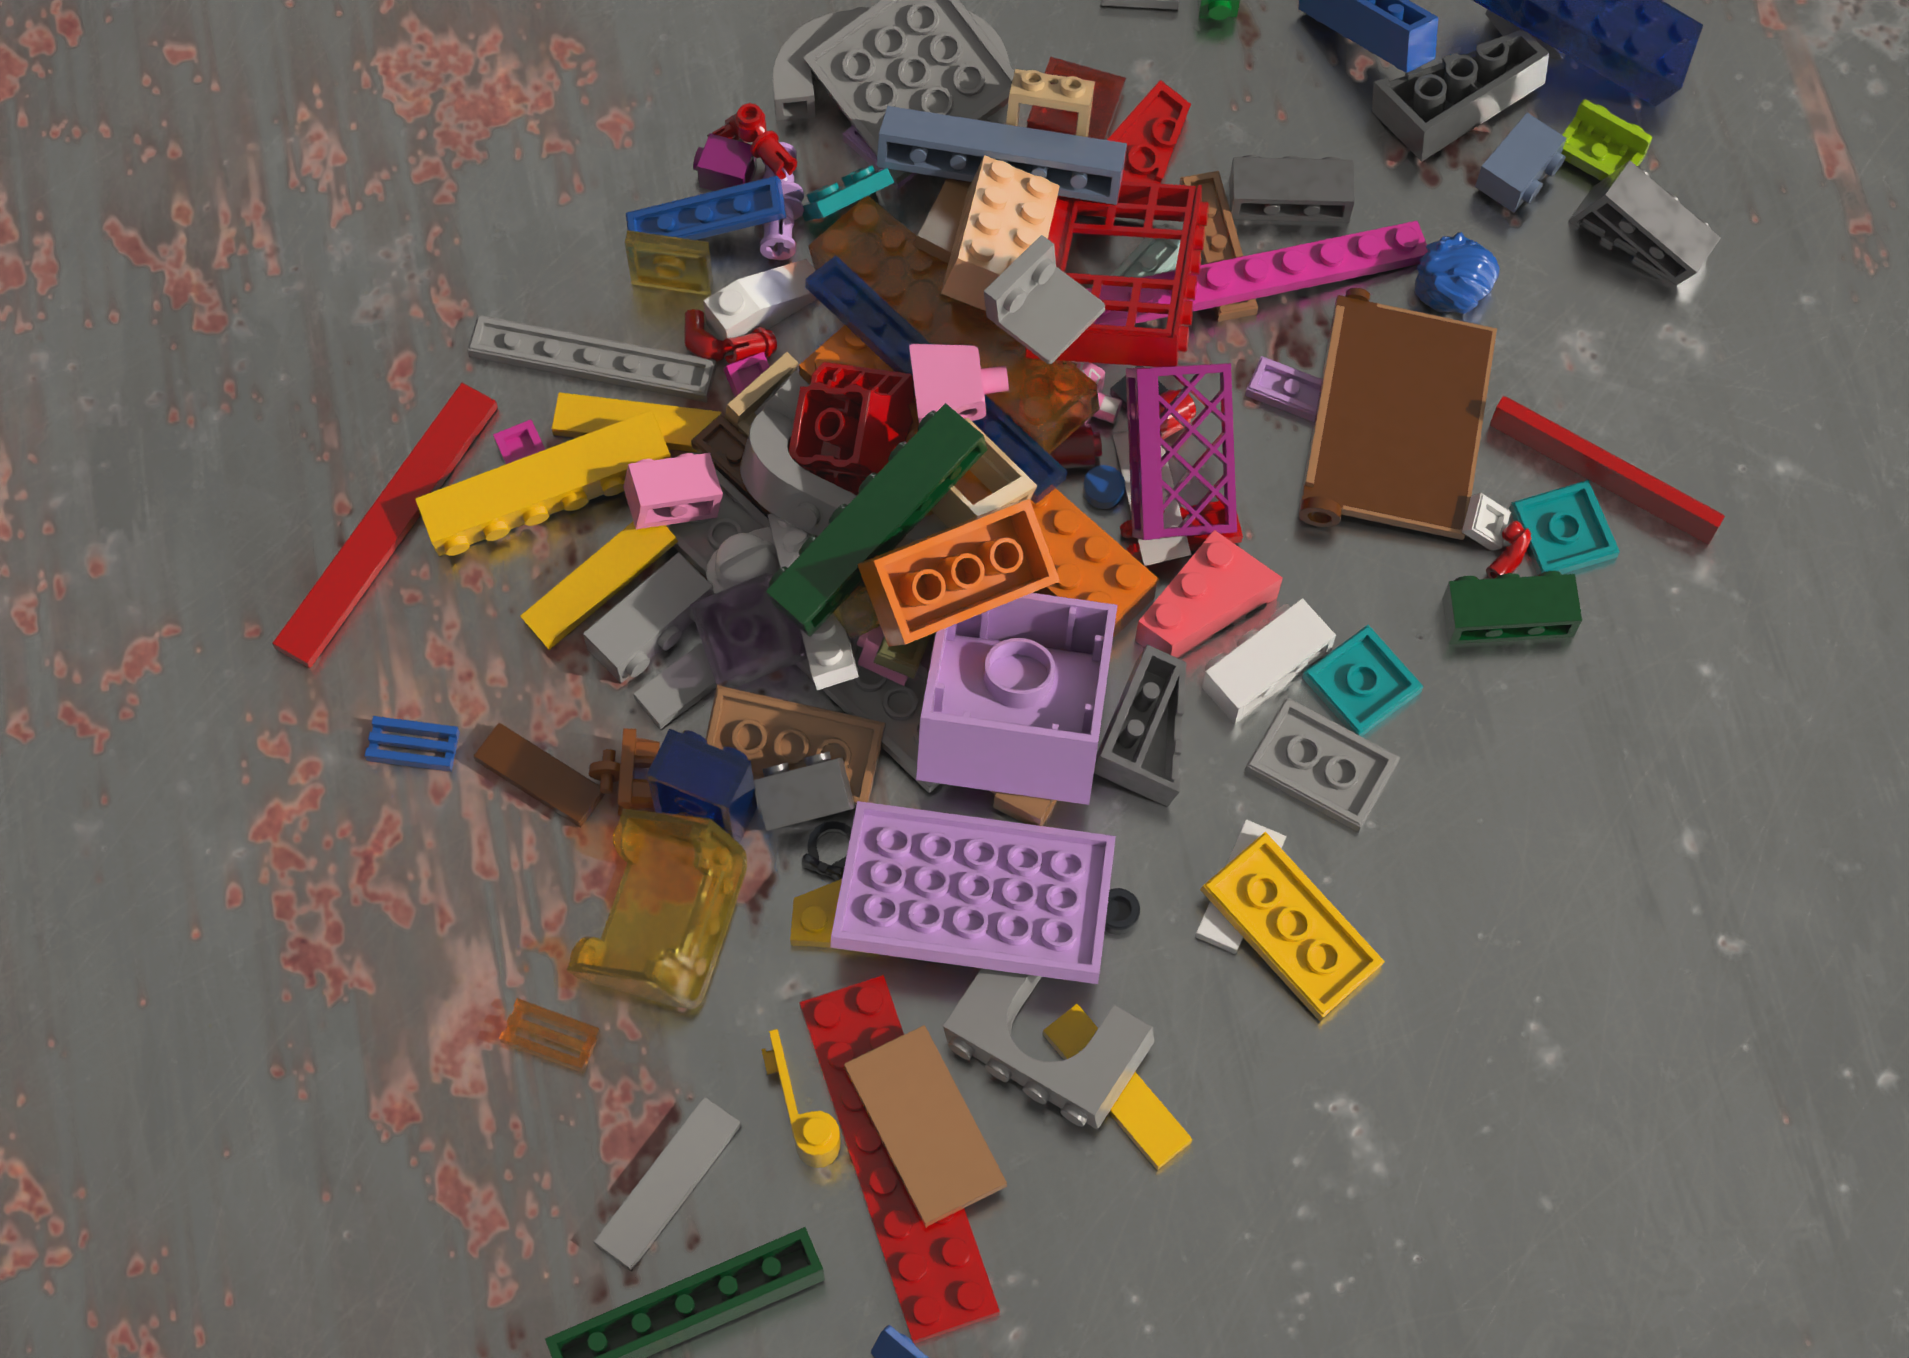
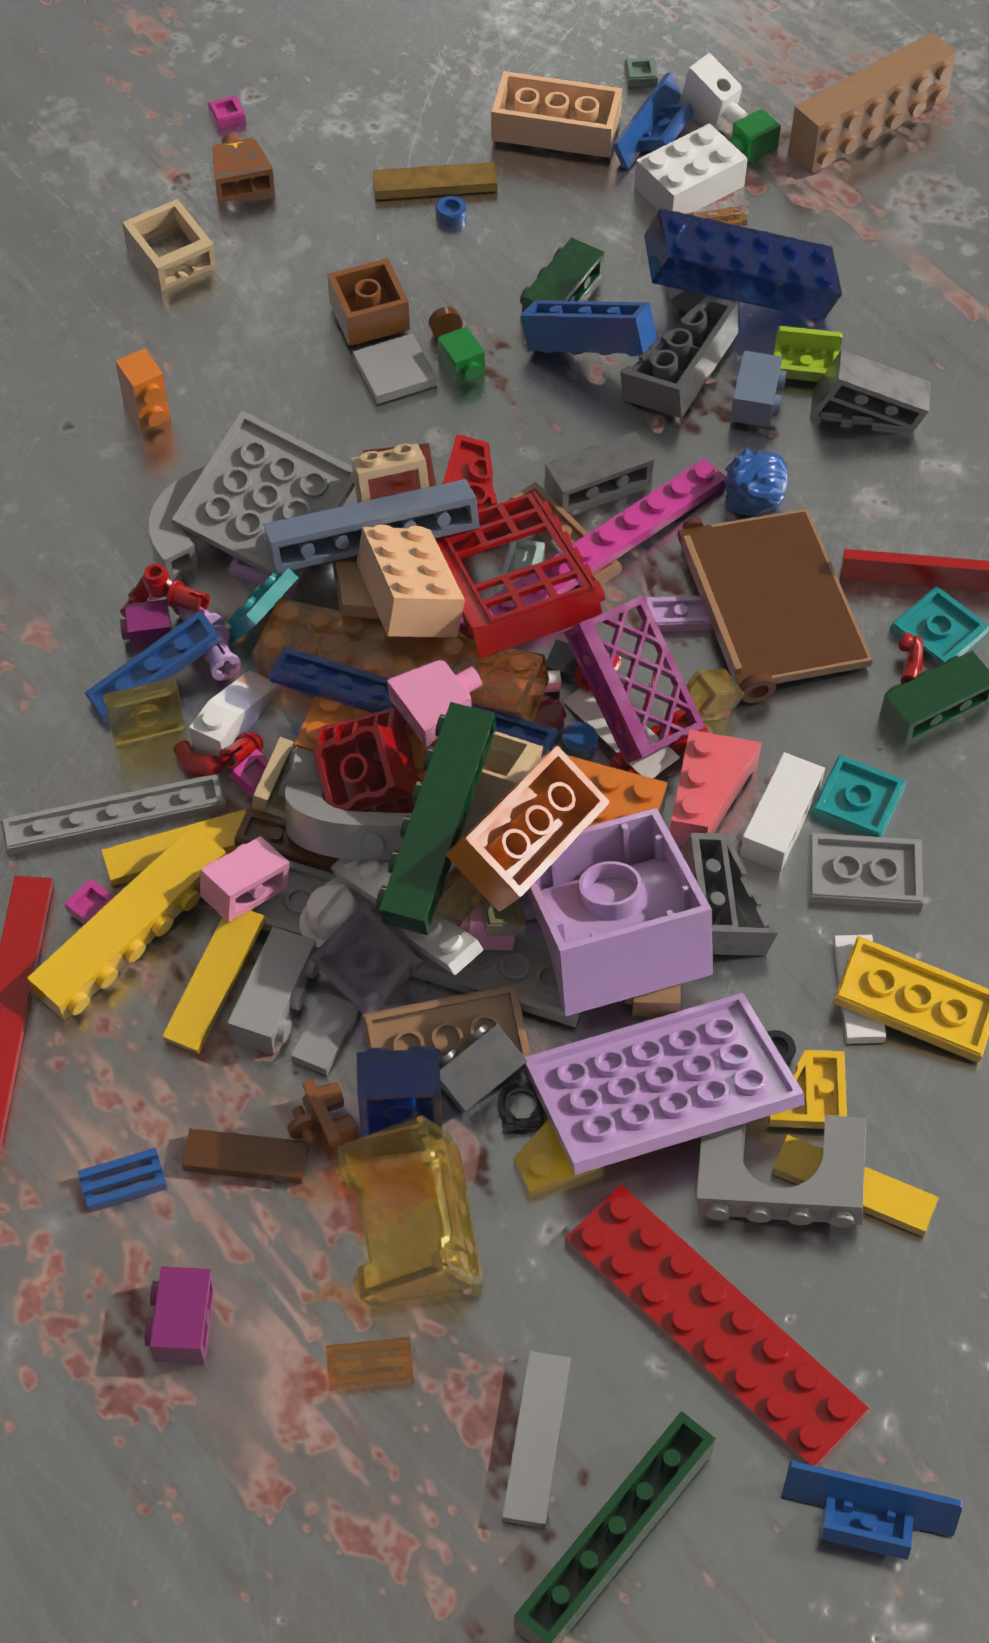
camera: 25 degrees left, 10 degrees down
(397, 903) = (181, 1315): none -> magenta brick
(814, 1132) = (637, 1339): yellow door -> none
(925, 1125) = (726, 1285): medium nougat tile -> none
(1041, 303) = (479, 605): light grey bracket -> none
(1132, 972) = (824, 1089): none -> yellow wing
(1266, 499) = (714, 693): none -> clear yellow brick
(1486, 521) = (881, 644): white tile -> none

